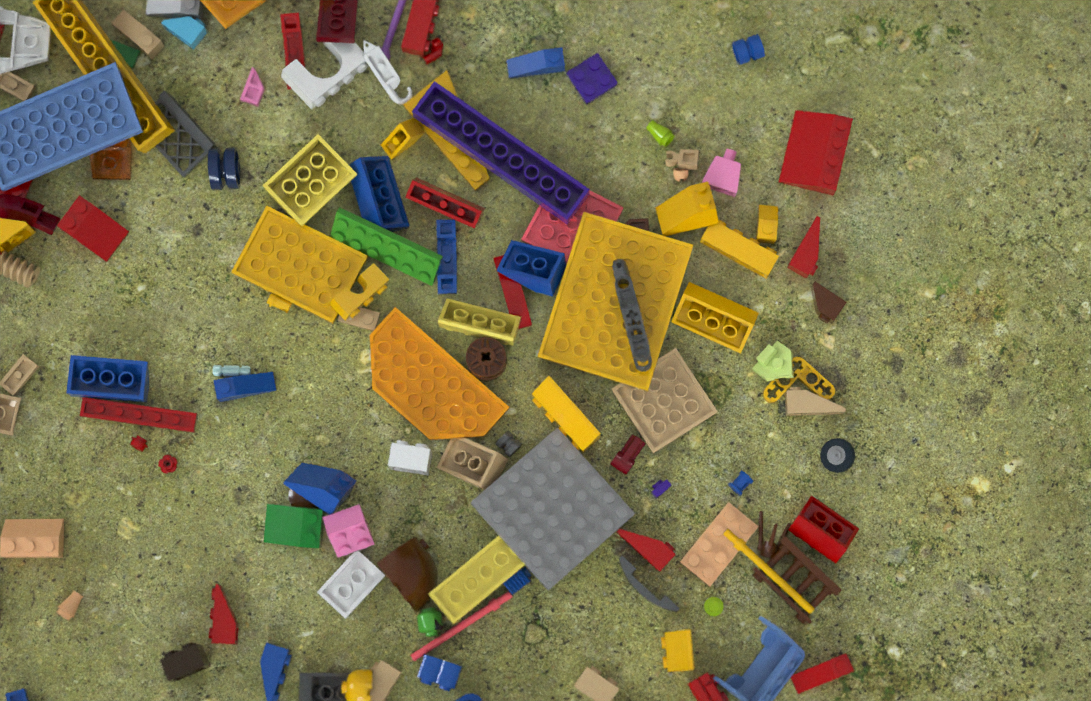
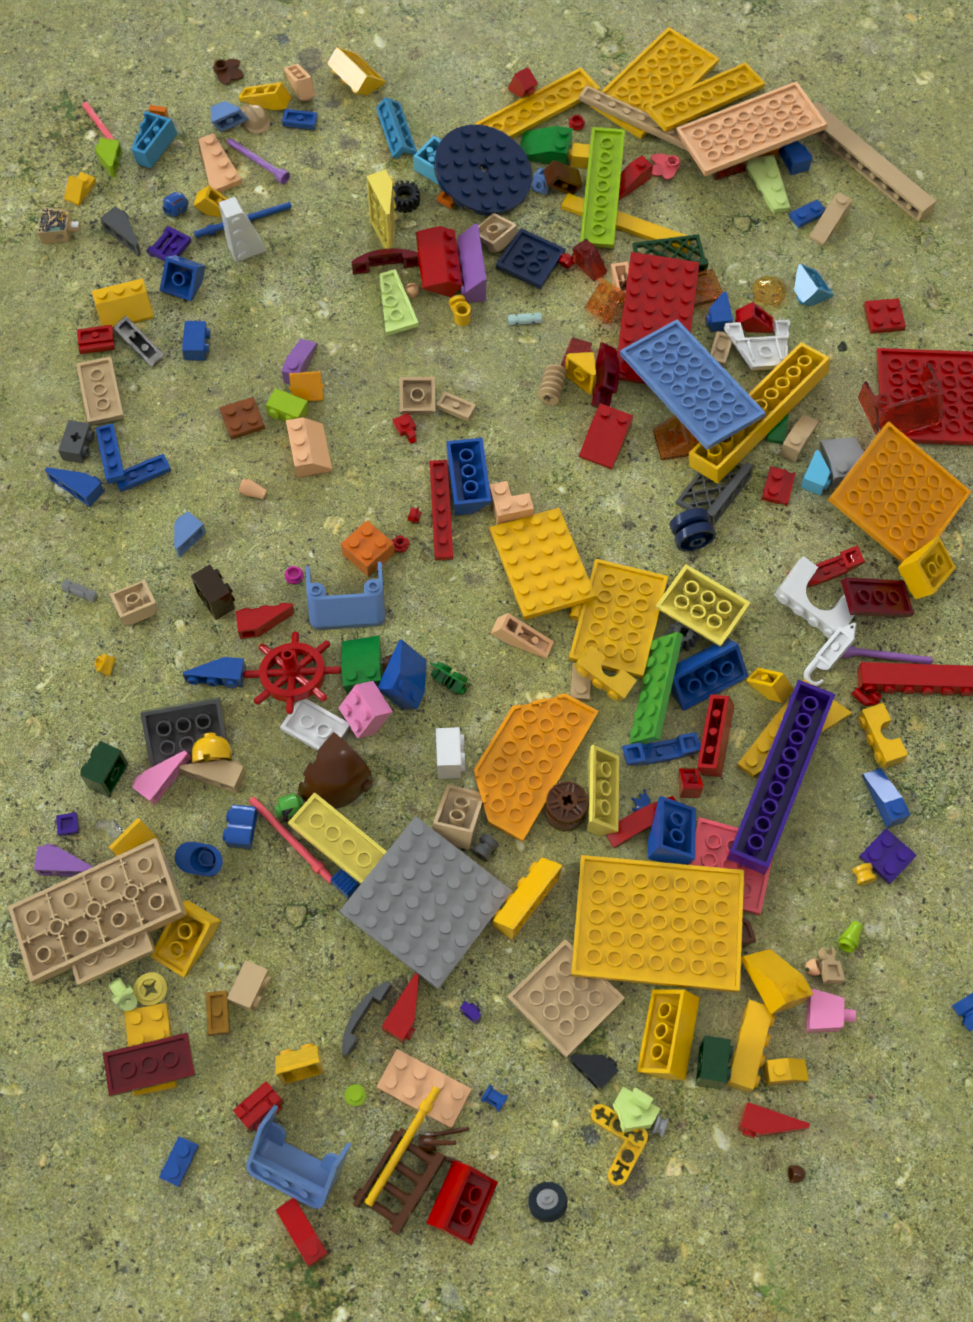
camera: 75 degrees right, 15 degrees down
(29, 433) = (405, 426): none -> red plate
(104, 680) = (187, 532): none -> medium blue slope
(154, 347) = (509, 507): none -> light nougat brick
(167, 497) = (367, 548): none -> orange brick
(179, 578) = (293, 575): none -> dark pink plate
(188, 70) = (778, 486): none -> red plate
(223, 326) = (542, 563): none -> yellow plate
(231, 370) = (501, 580): light aqua axle -> none
(234, 532) = (348, 609): none -> medium blue windscreen
(244, 386) = (487, 591): blue slope -> none
(253, 89) = (778, 544): bright pink tile -> none
(289, 596) = (292, 672): none -> red piece
(299, 363) = (522, 636): none -> light nougat slope
(321, 446) = (443, 671): none -> green hinge
(326, 210) = (691, 636): none -> dark grey gear
(483, 238) = (690, 783): none -> red slope
(492, 50) = (886, 751): none -> yellow arch
(495, 289) = (641, 803): none -> blue piece
(605, 104) = (864, 874): none -> yellow wheel
(626, 457) = (495, 969): dark red piece -> none
(631, 314) = (652, 933): dark grey piece -> none
(733, 387) = (595, 1069): none -> black slope
(750, 284) = (713, 1062): none -> dark green brick
(792, 344) = (660, 1126): none -> light grey bush
(803, 402) = (597, 1150): tan slope -> none
(815, 151) = (882, 1111): red slope -> none
(826, 303) = (714, 1156): reddish brown slope -> none
(853, 239) = (796, 1174): none -> reddish brown hinge

